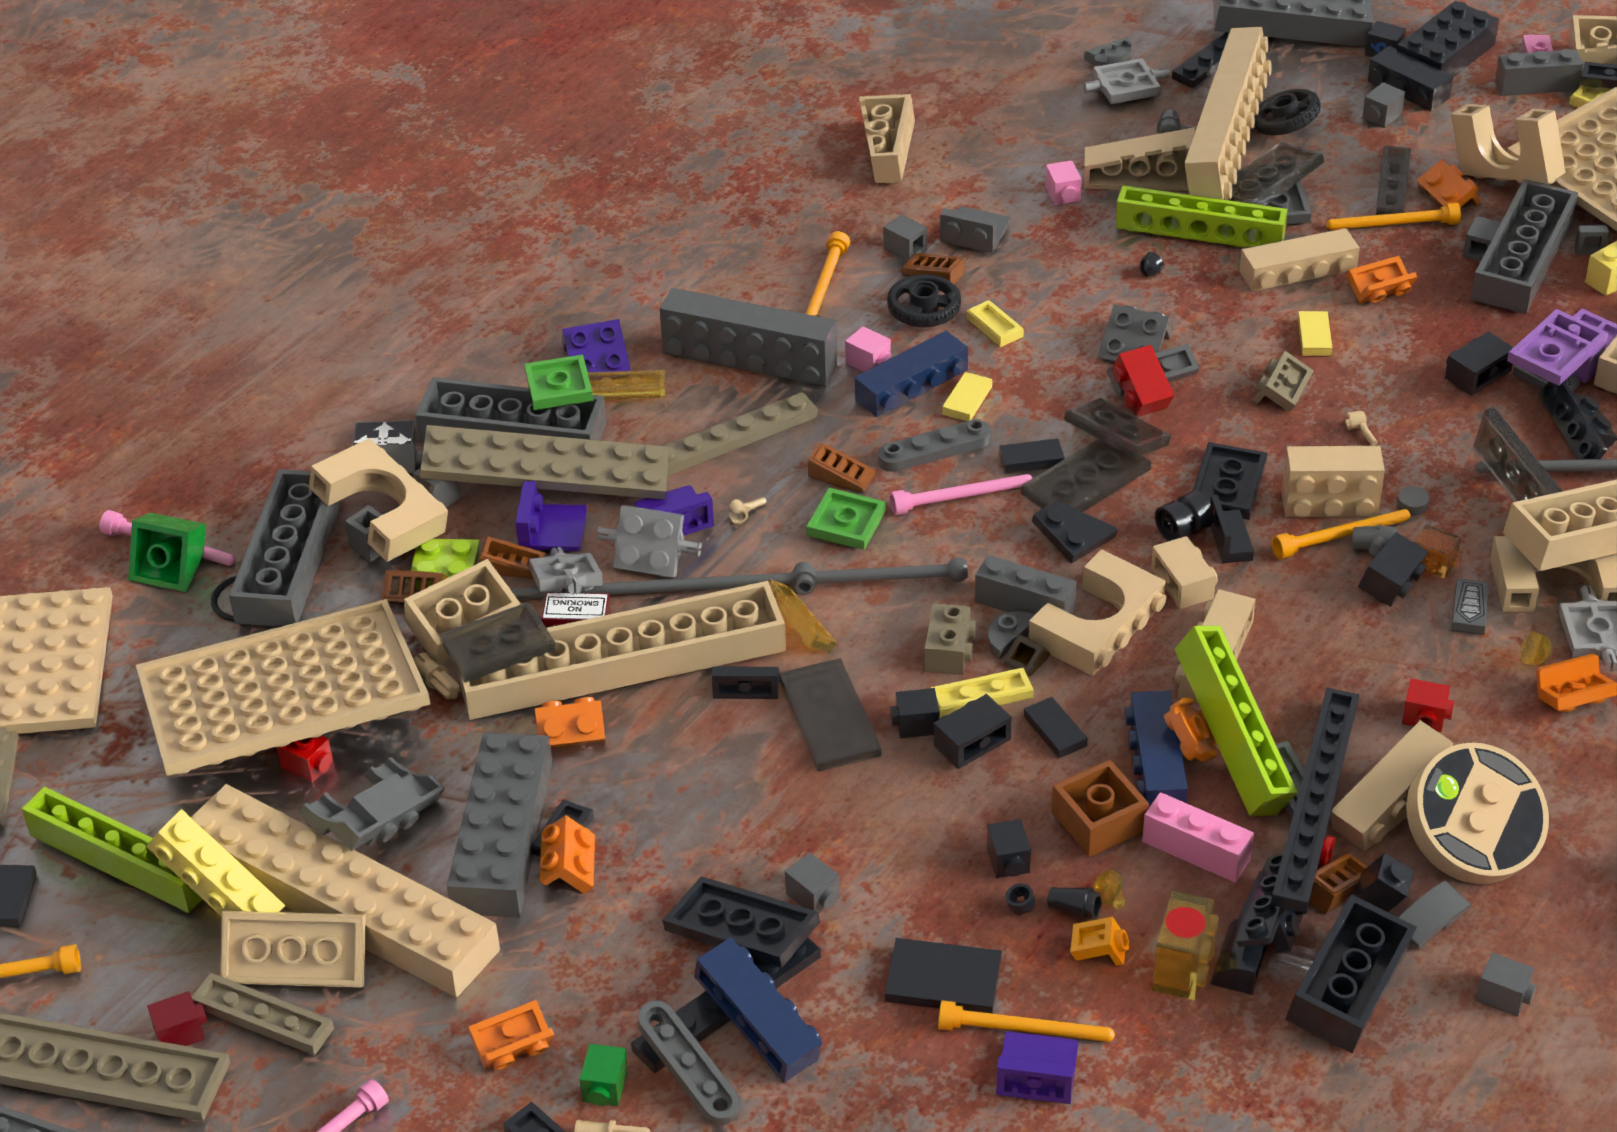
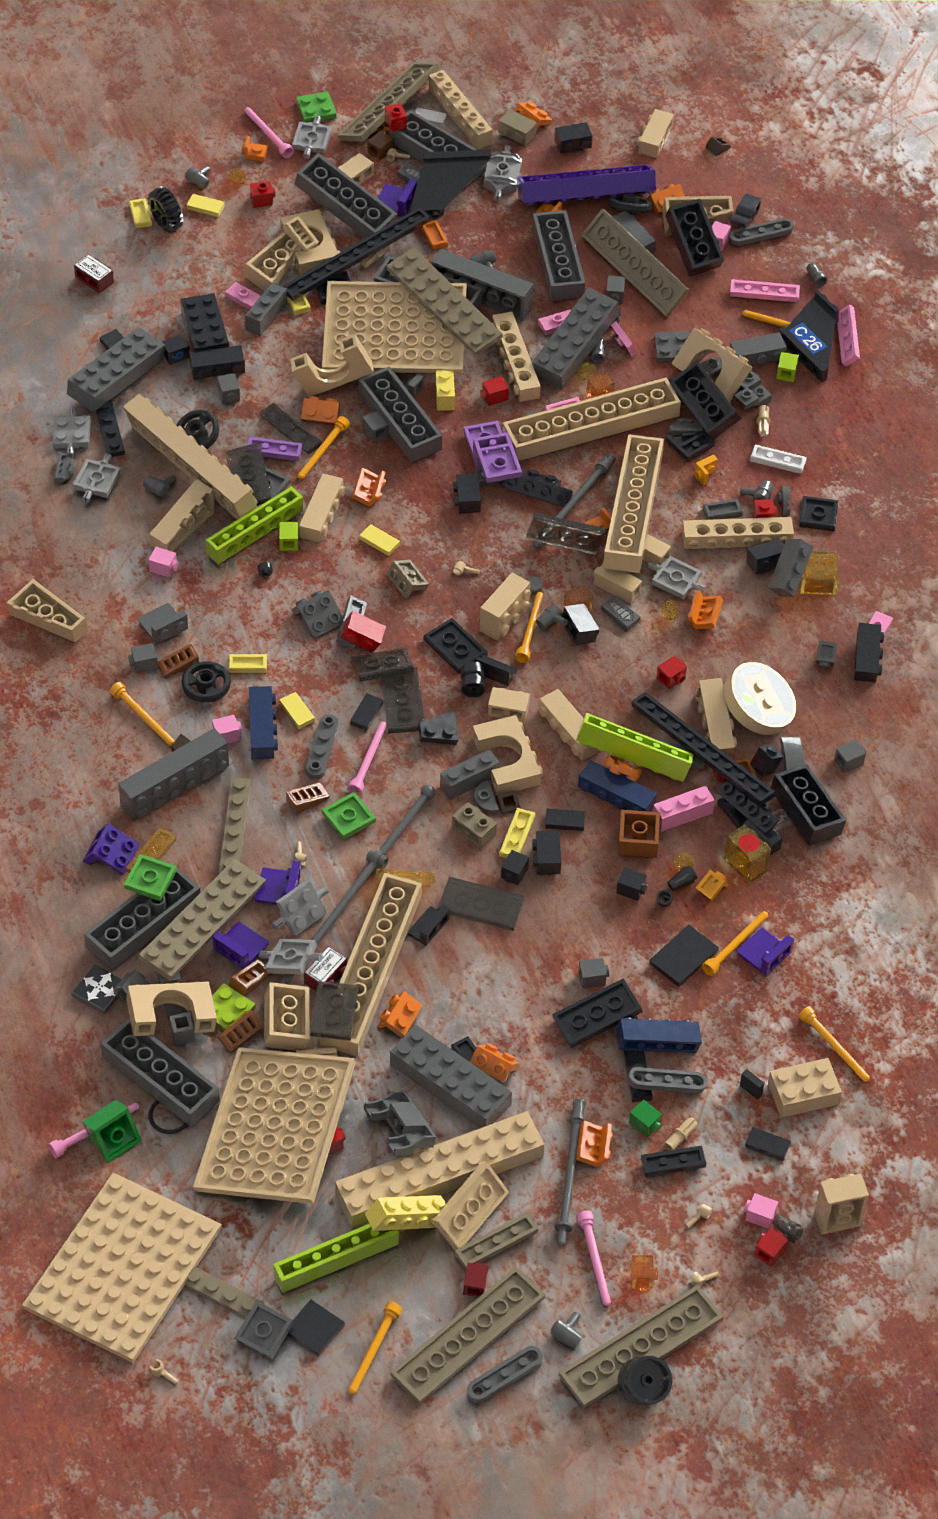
camera: 60 degrees left, 10 degrees up
(545, 995) = (575, 1120): none -> dark grey bar
(1170, 34) = (71, 432): none -> light grey plate
(1221, 255) = (288, 536): none -> lime brick
(1344, 184) = (278, 449): none -> medium lavender plate

